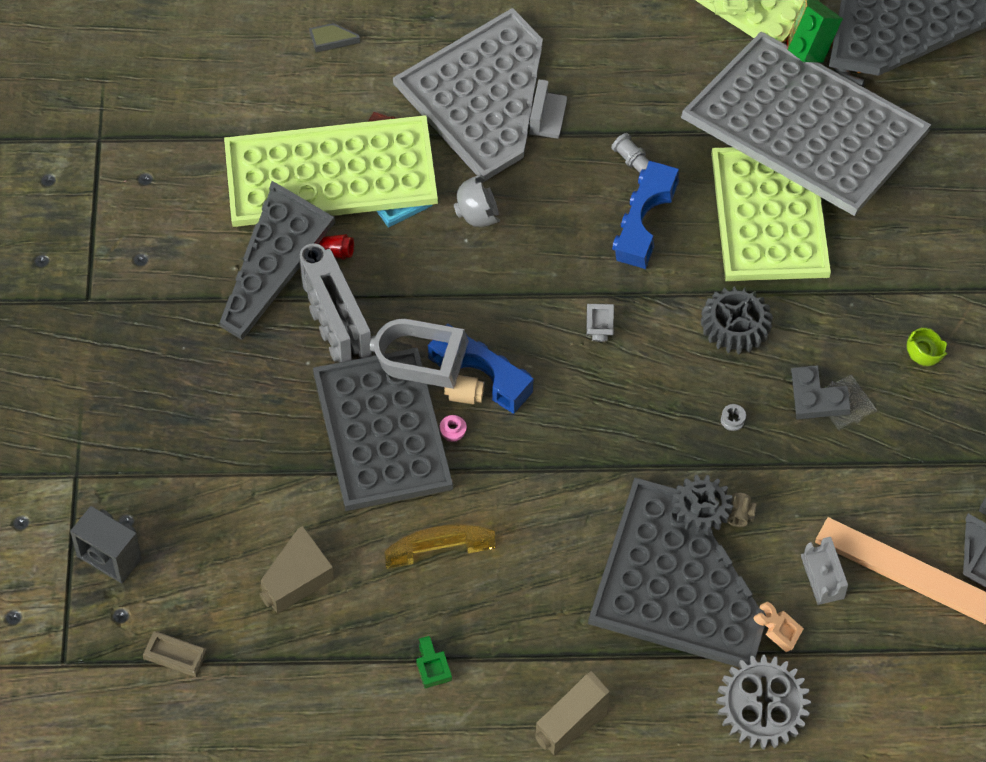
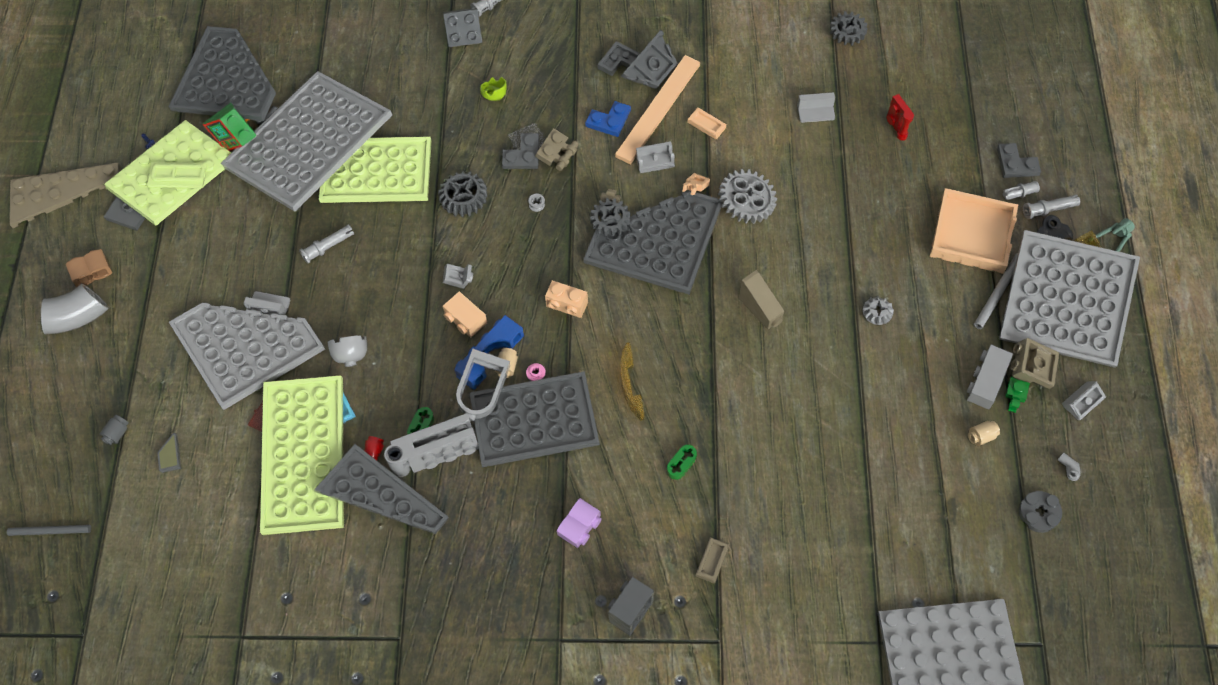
camera: 85 degrees left, 5 degrees up
(228, 486) = (579, 523): none -> lavender brick
(295, 573) = (650, 475): dark tan slope -> none
(321, 609) = (685, 464): none -> green beam
(373, 297) = (417, 420): none -> green beam
(432, 665) = (722, 386): green plate -> none
(535, 333) = (464, 314): none -> light nougat brick
(566, 458) = (566, 299): none -> light nougat brick
(656, 187) = (393, 250): blue arch -> none
(827, 429) = (551, 147): none -> dark tan plate
(888, 513) = (609, 123): none -> blue plate
(903, 649) = (706, 123): none -> light nougat tile

